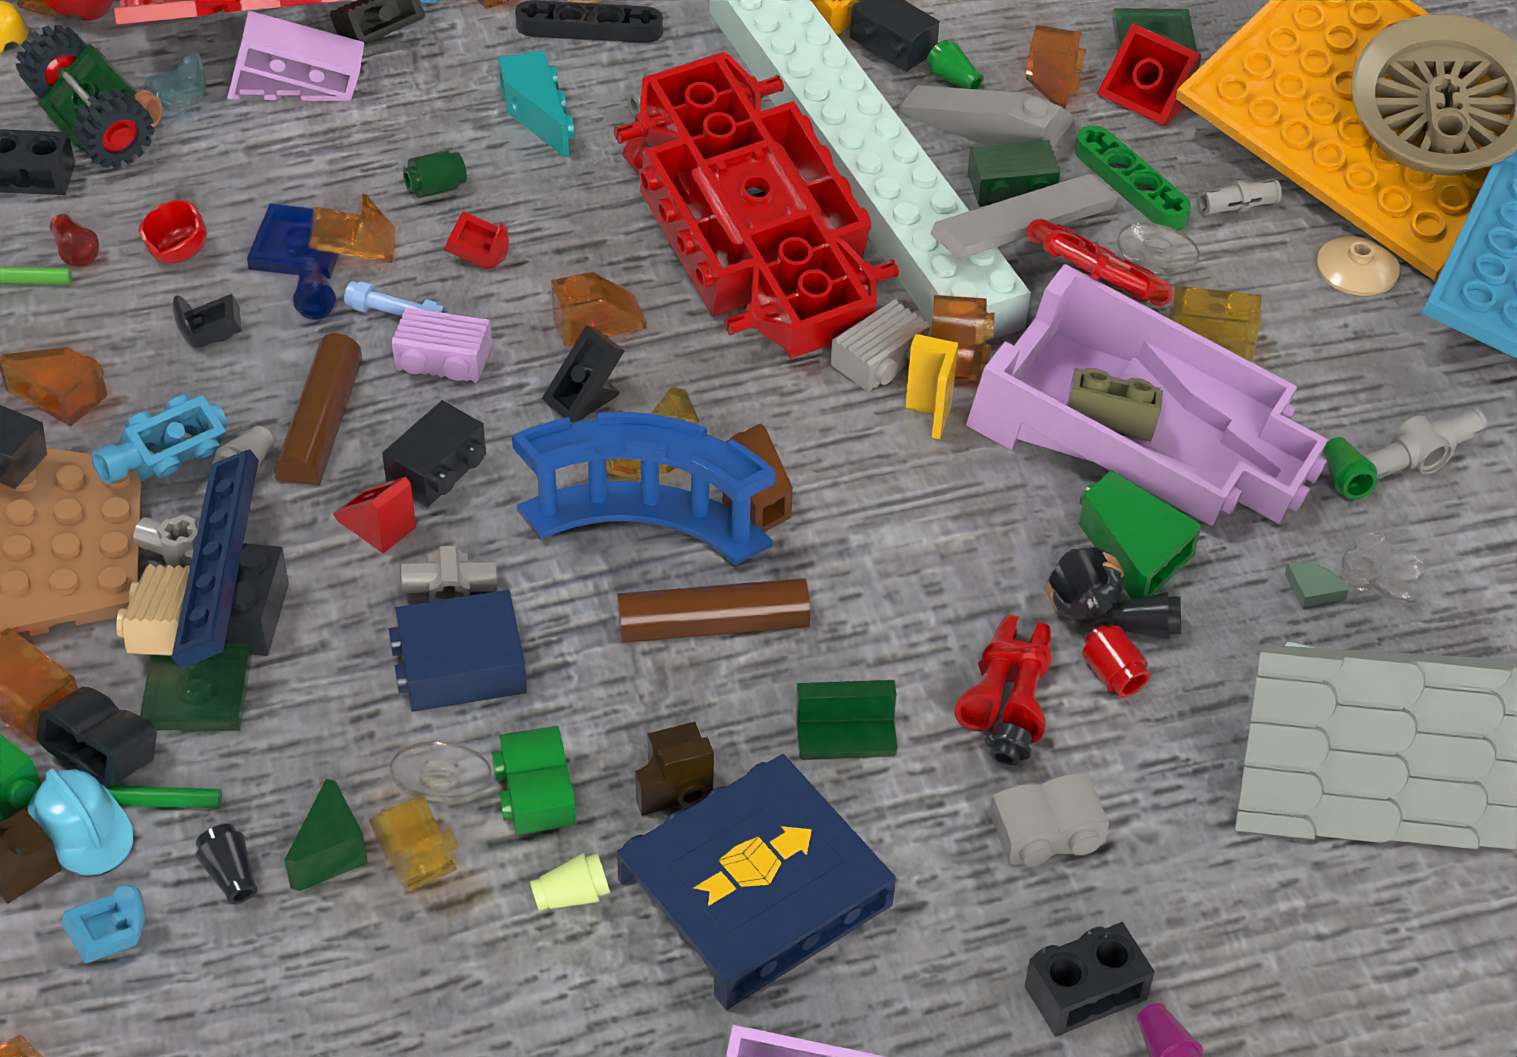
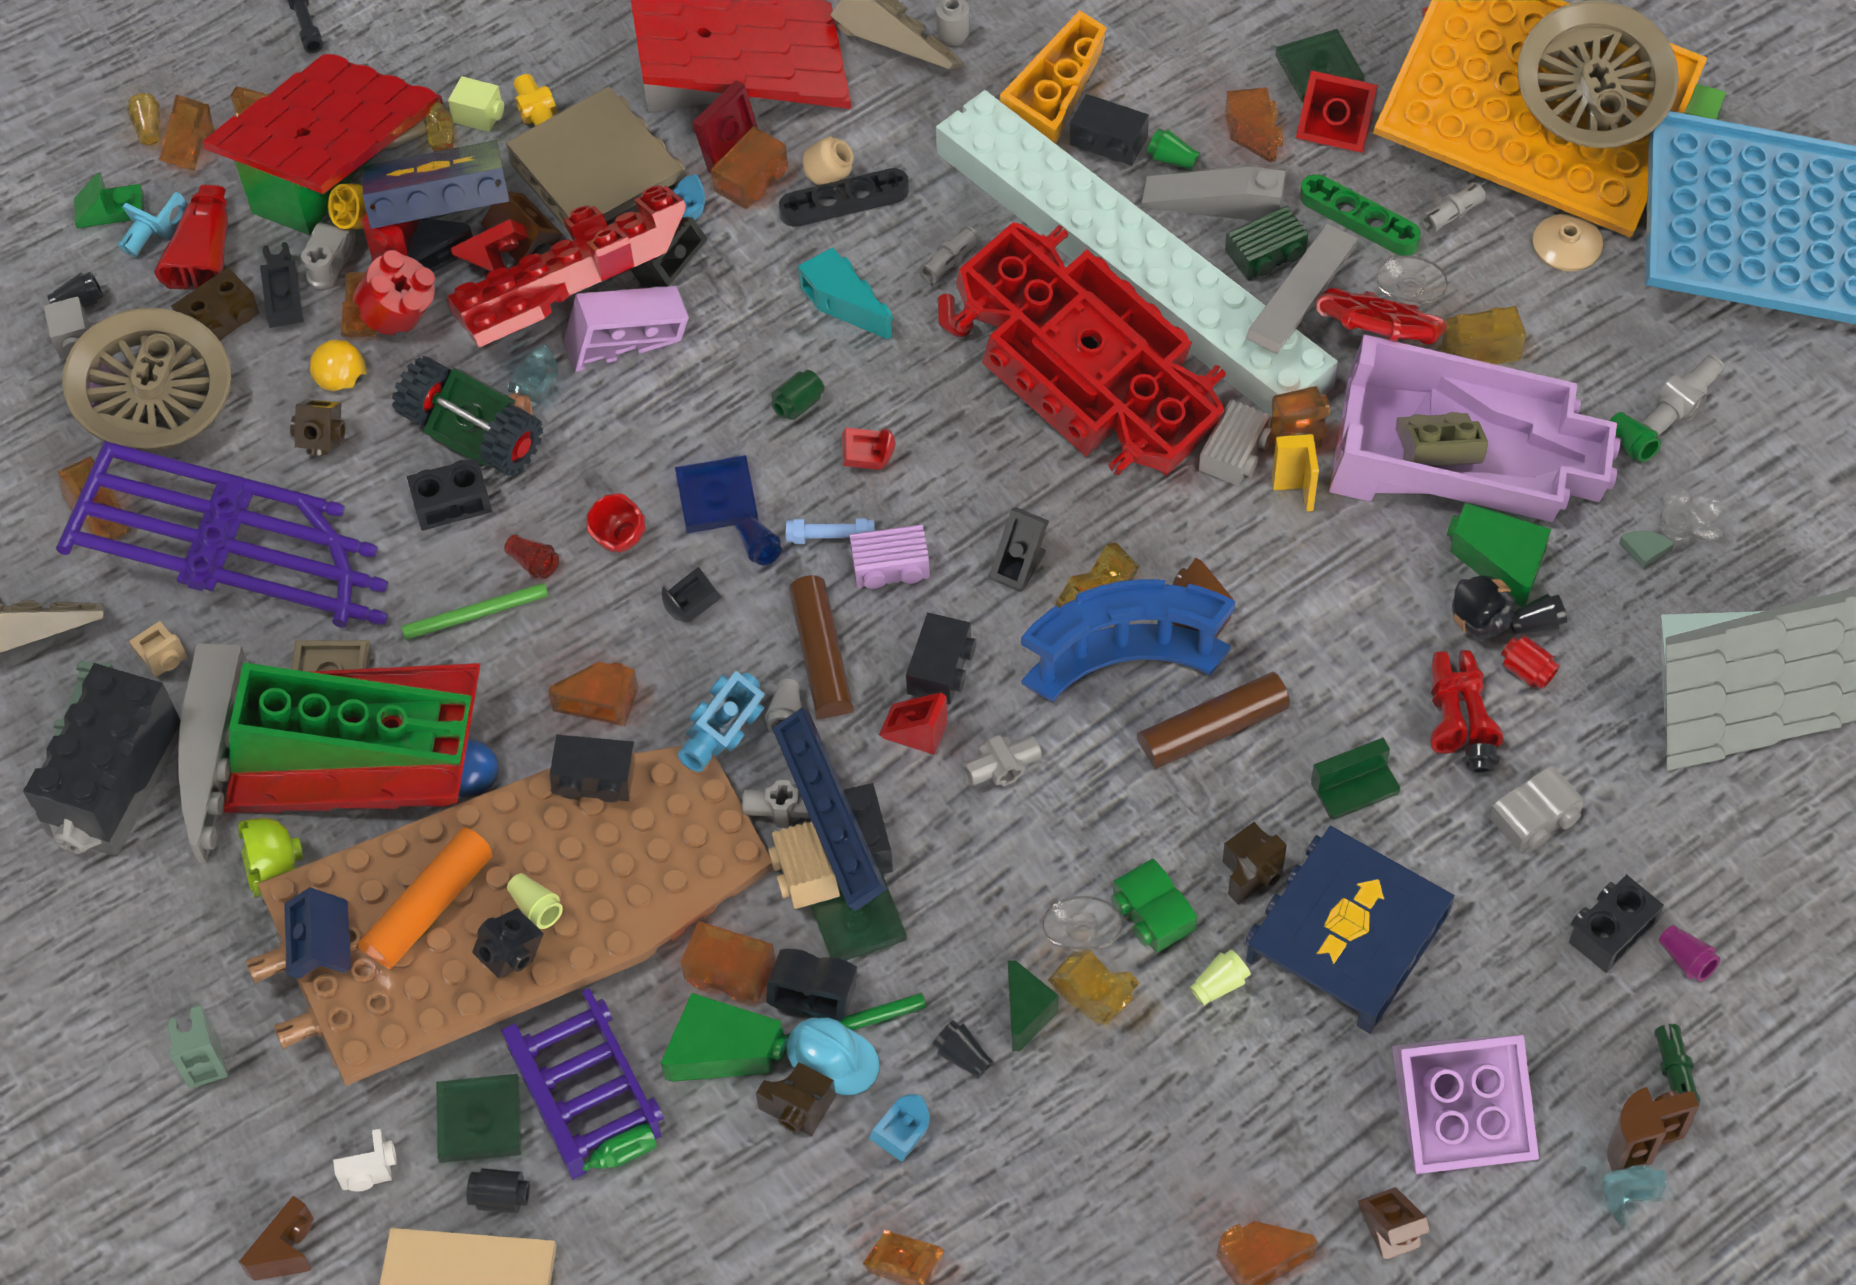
camera: 15 degrees left, 10 degrees up
(361, 234) = (761, 476): clear orange slope -> none
(458, 650) = (1043, 820): dark blue brick -> none
(593, 302) = (992, 483): clear orange slope -> none

